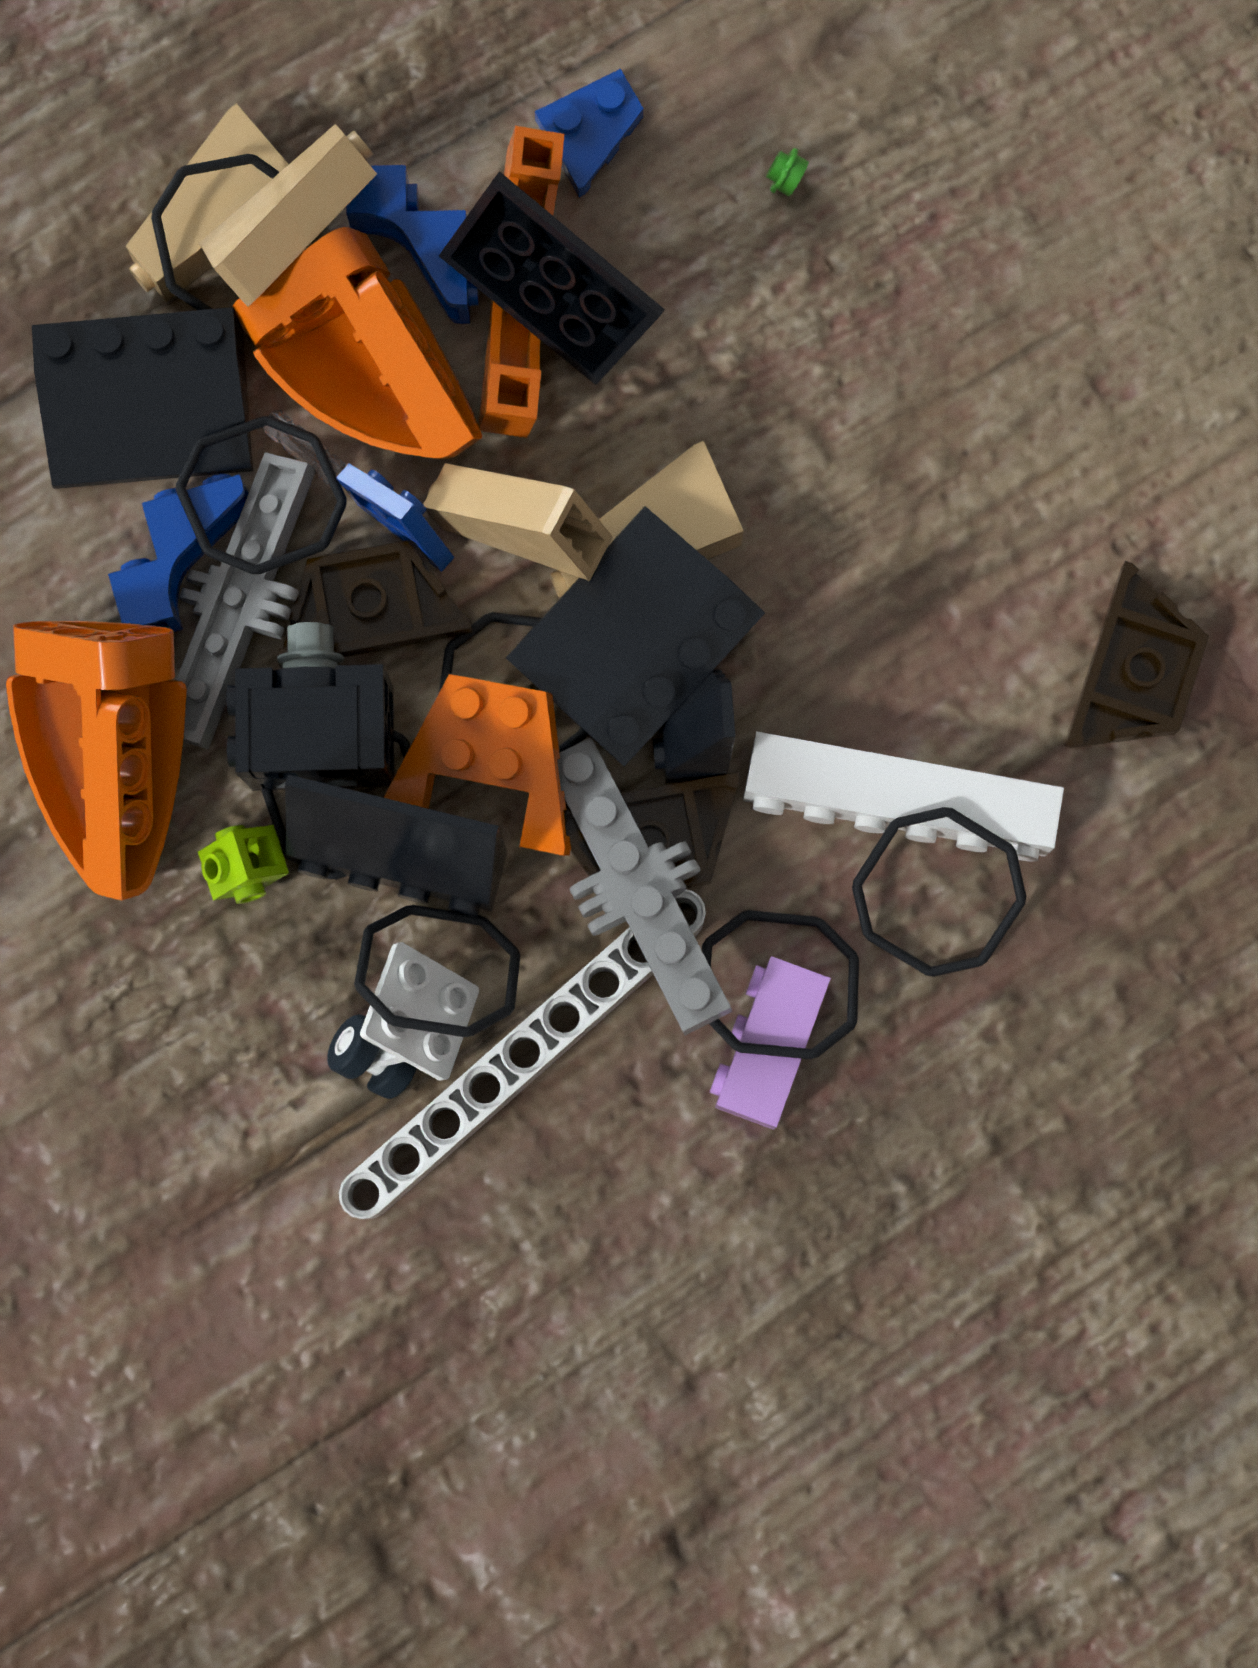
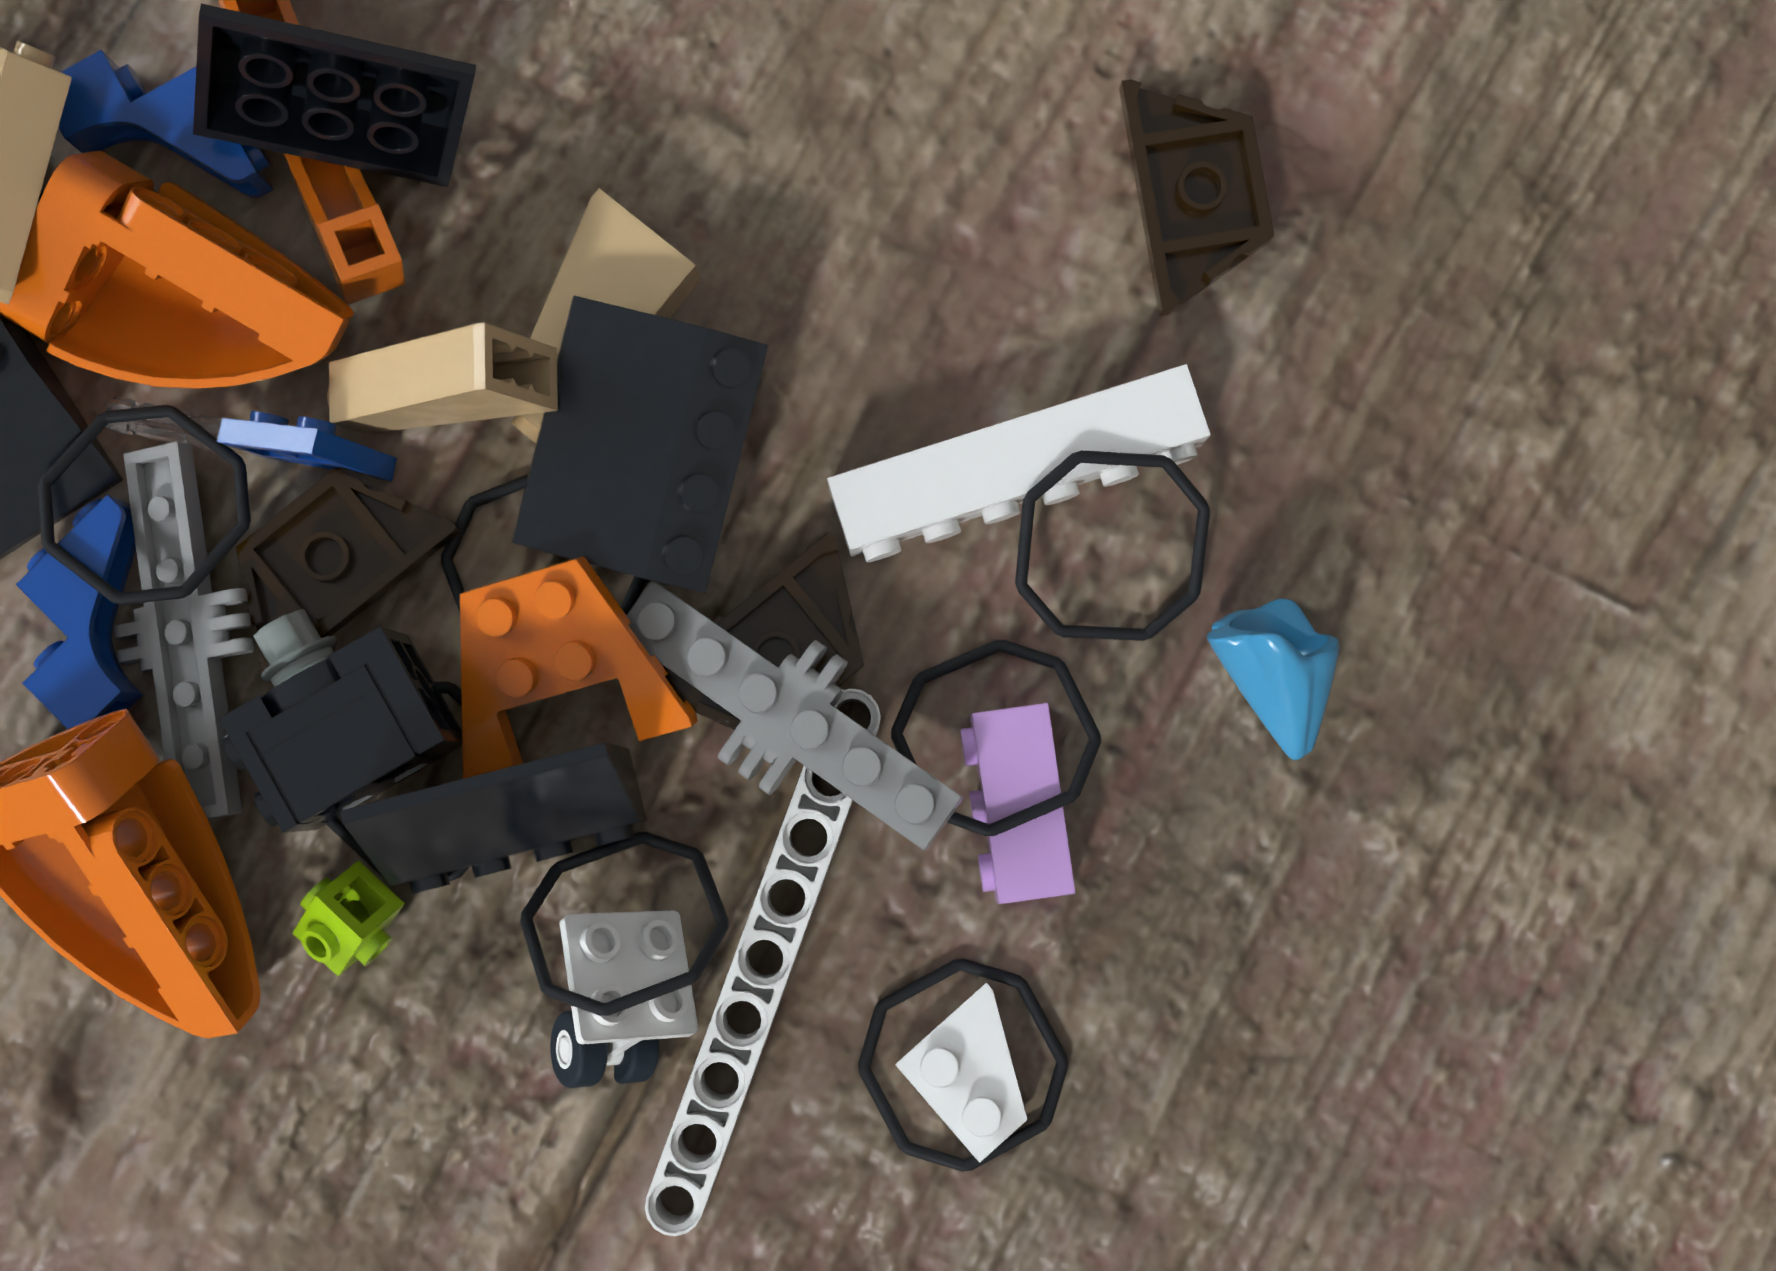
camera: 30 degrees left, 5 degrees up
(626, 1289) = (922, 984): none -> black piece
(627, 1221) = (969, 1075): none -> white wing
(699, 734) = (766, 513): black wedge -> none
(1015, 1049) = (1279, 669): none -> dark azure hat

